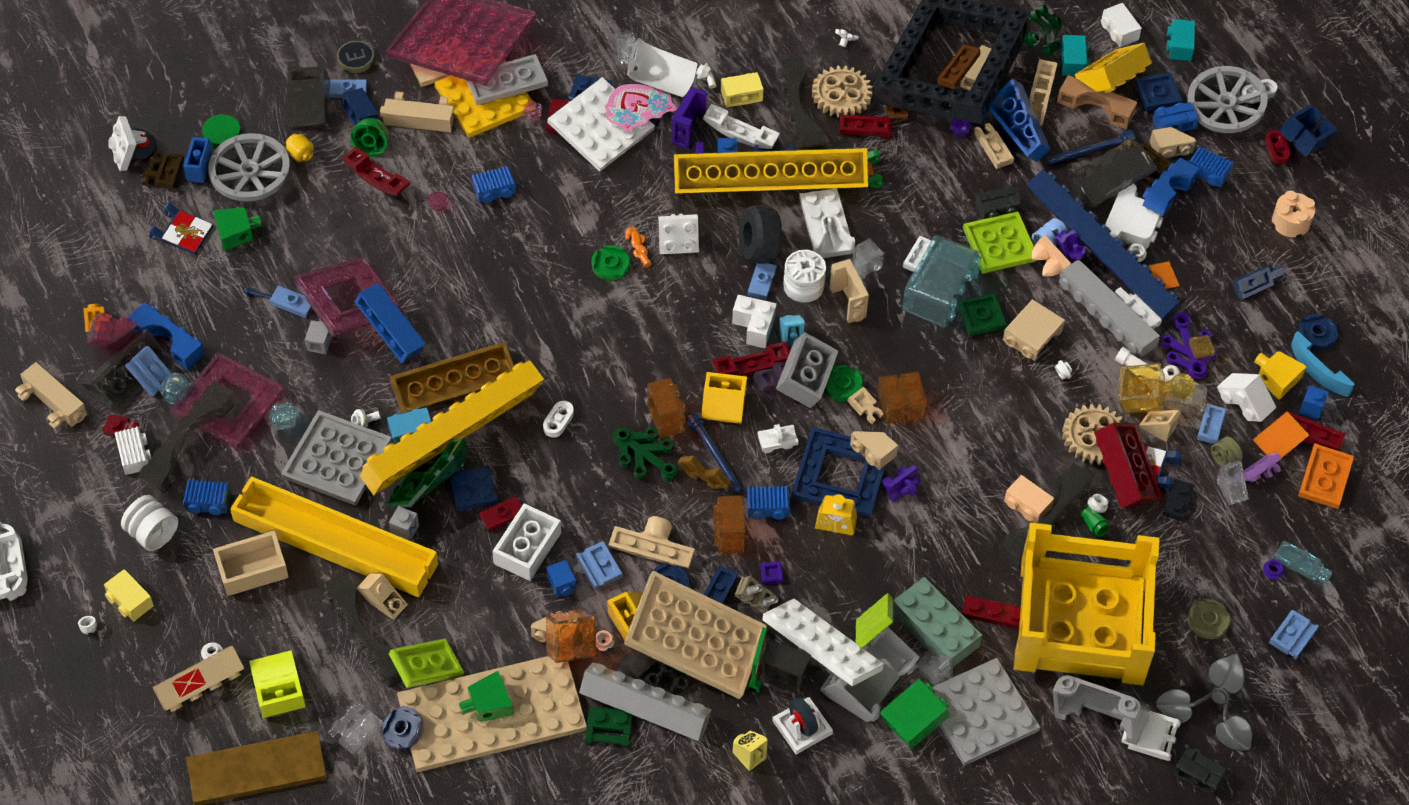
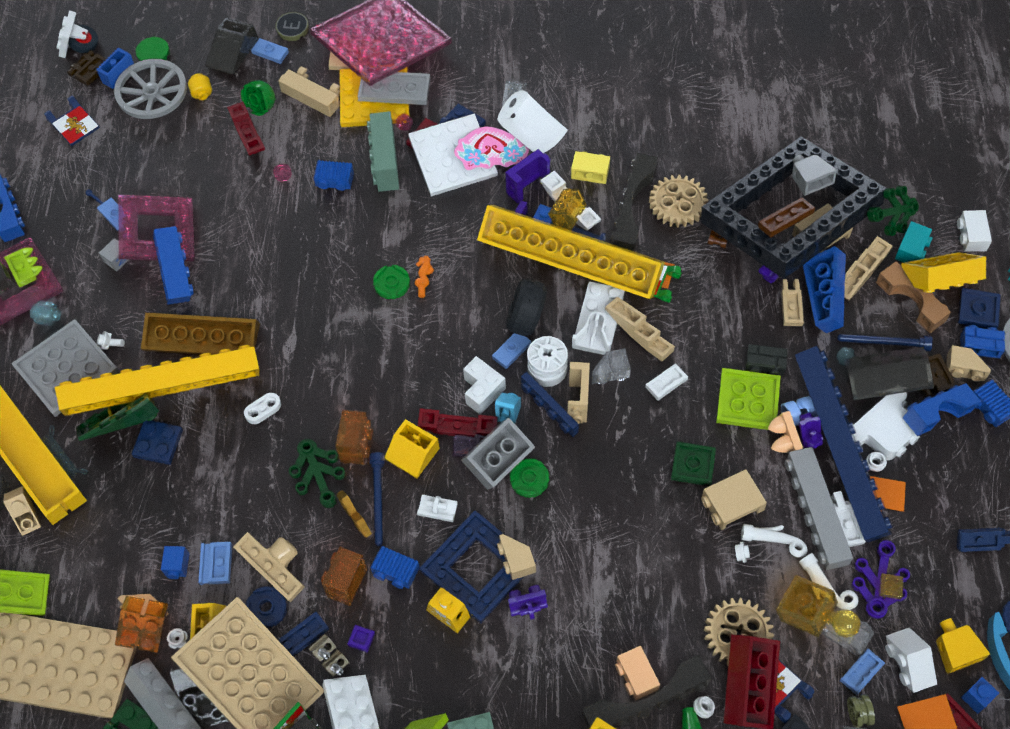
camera: 30 degrees right, 5 degrees up
(235, 226) = (110, 134): green torso -> none
(235, 379) = (23, 266): none -> lime plate
(358, 105) = (267, 68): dark blue hinge -> none
(404, 523) = (78, 452): light grey brick -> none
(407, 422) = (135, 359): dark azure brick -> none
(488, 699) = (39, 652): green torso -> none
(500, 514) = (166, 477): dark red plate -> none
(527, 542) = (164, 514): white brick -> none
(534, 143) = (383, 151): none -> sand green brick
(678, 234) = (459, 277): white plate -> none
(704, 73) = (567, 140): white plate -> none
(746, 132) = (566, 208): none -> clear yellow brick
(826, 313) = (552, 408): none -> dark blue plate
(845, 37) = (709, 152): white plant -> none
(864, 215) = (641, 331): none -> tan slope
(864, 403) = (536, 505): tan plate -> none
(866, 126) = (683, 240): dark red plate -> none
(902, 392) = (573, 513): clear orange piece -> none
(940, 279) = (669, 414): clear light blue windscreen -> none
(959, 20) = (812, 173): none -> light grey torso
(1061, 351) = (771, 534): none -> white plant
(1063, 173) = (845, 353): none -> clear light blue plate
(1161, 423) = (810, 649): tan slope -> none

